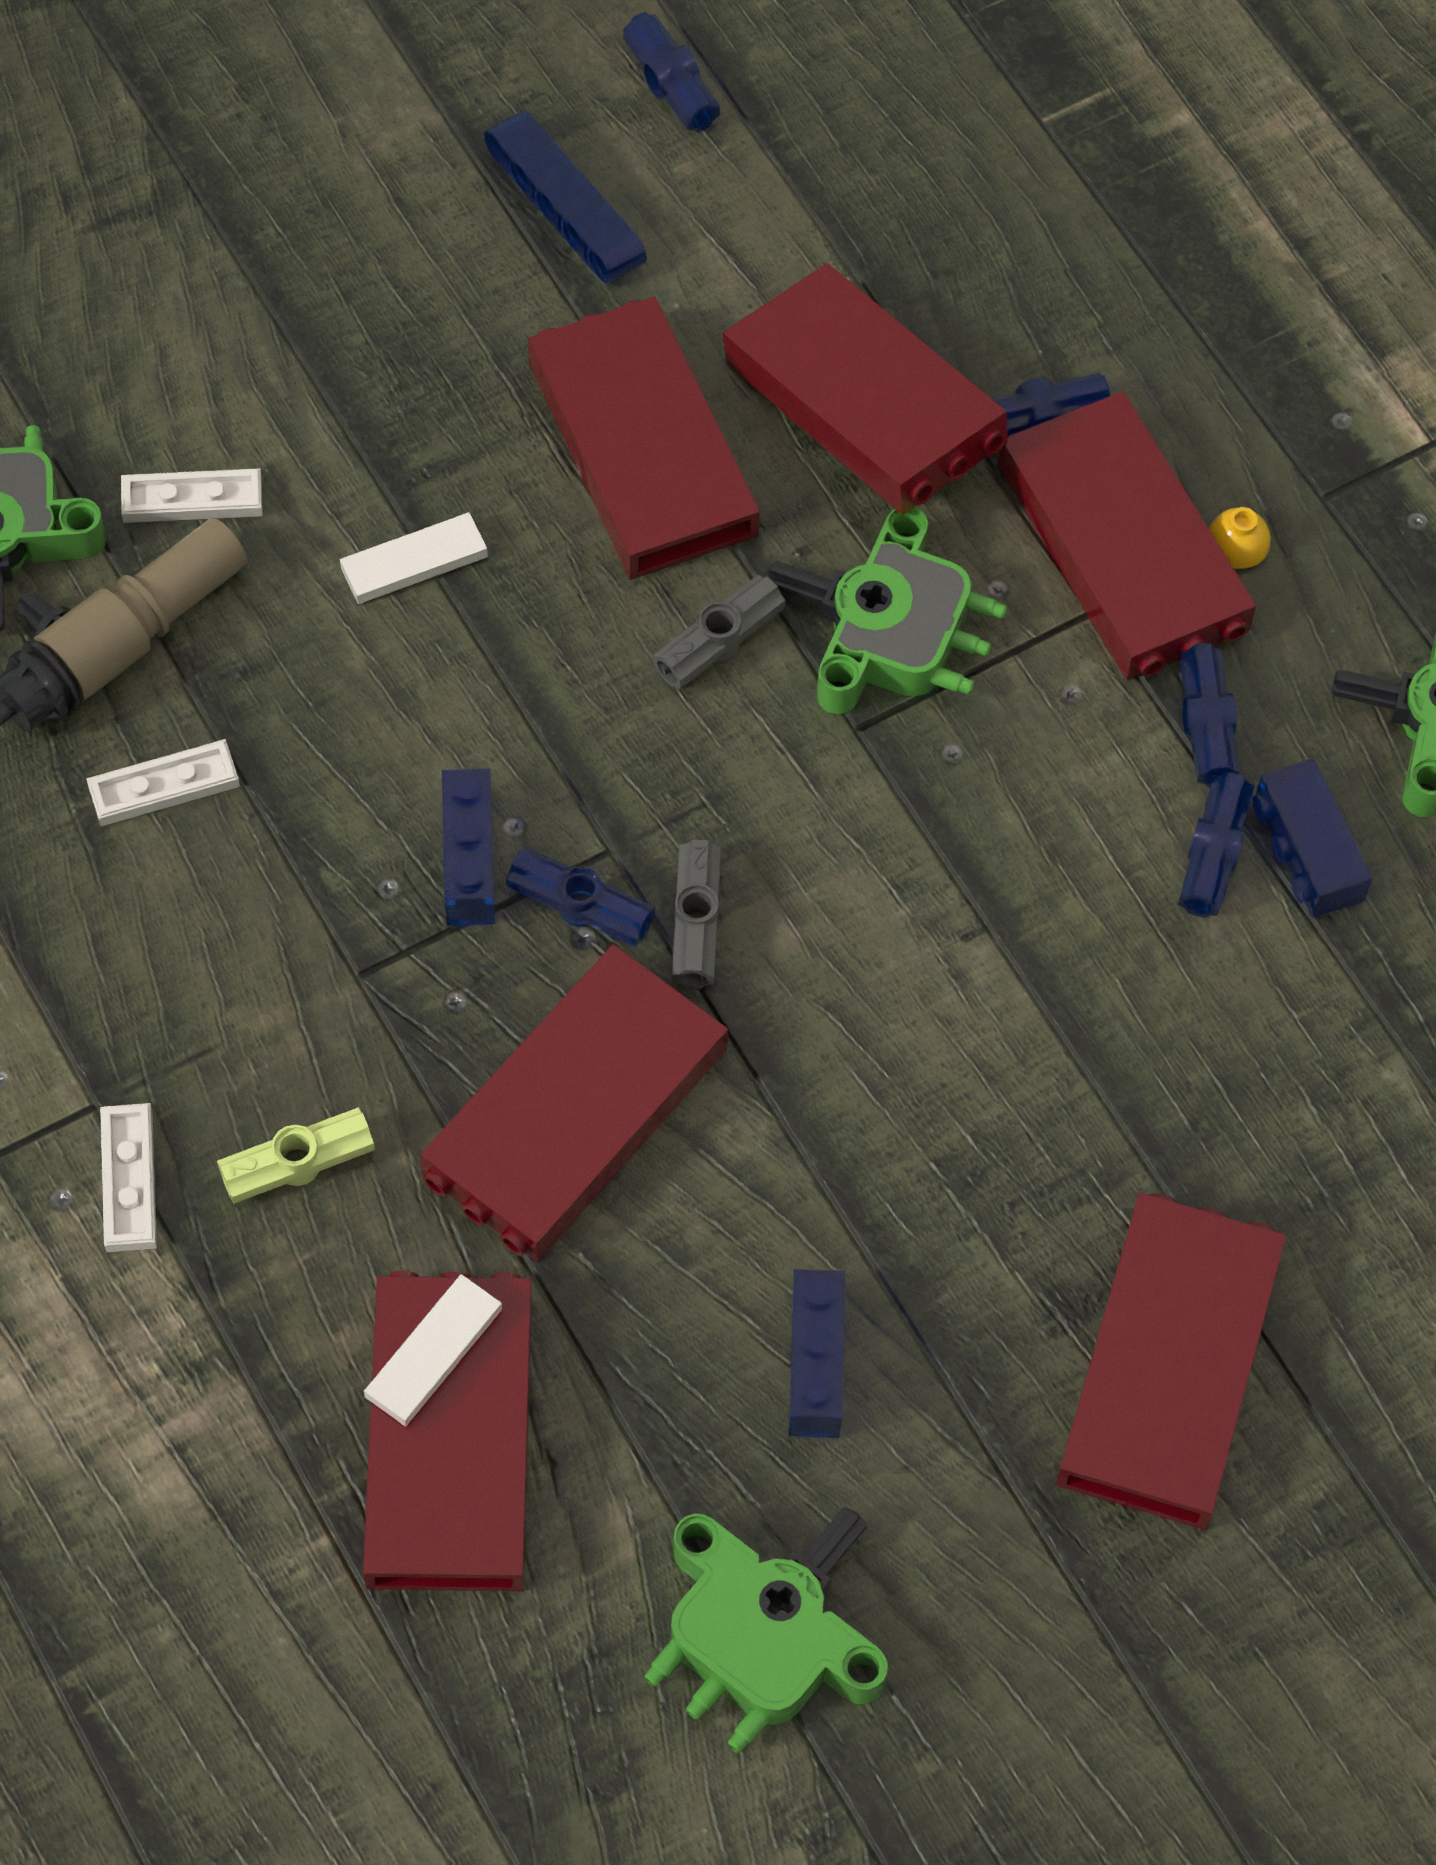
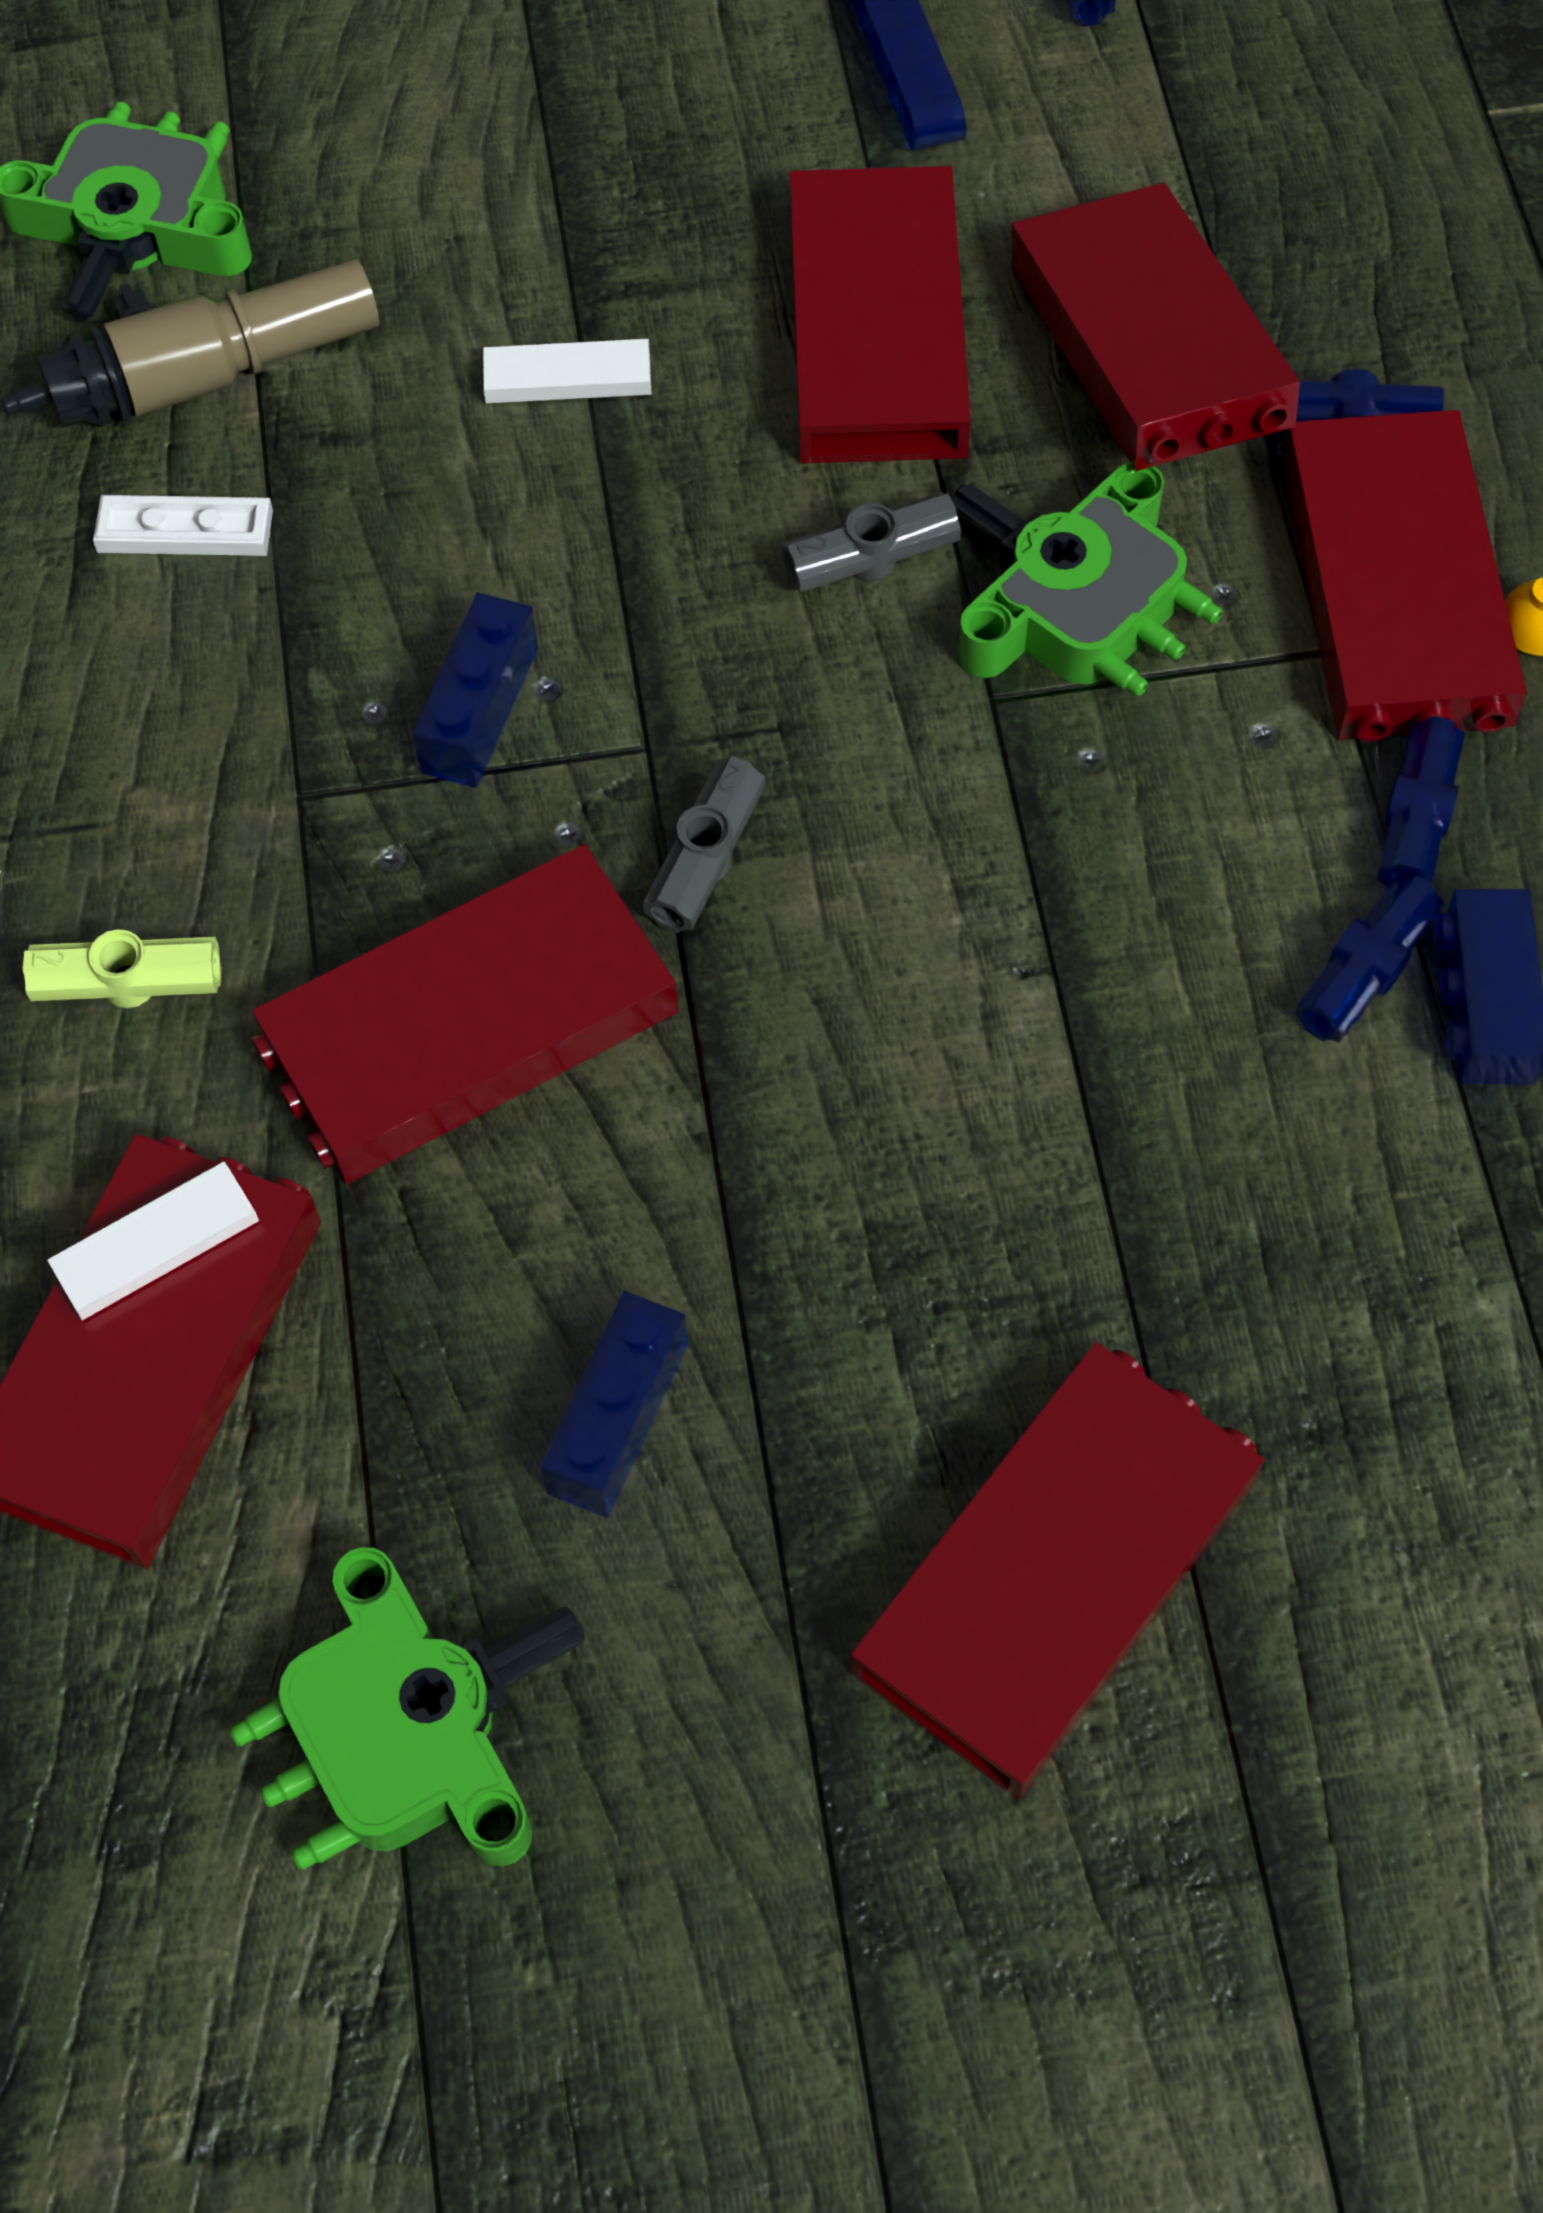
camera: 25 degrees right, 0 degrees up
(191, 495) = (377, 243): white tile -> none
(555, 883) = (599, 804): clear blue piece -> none

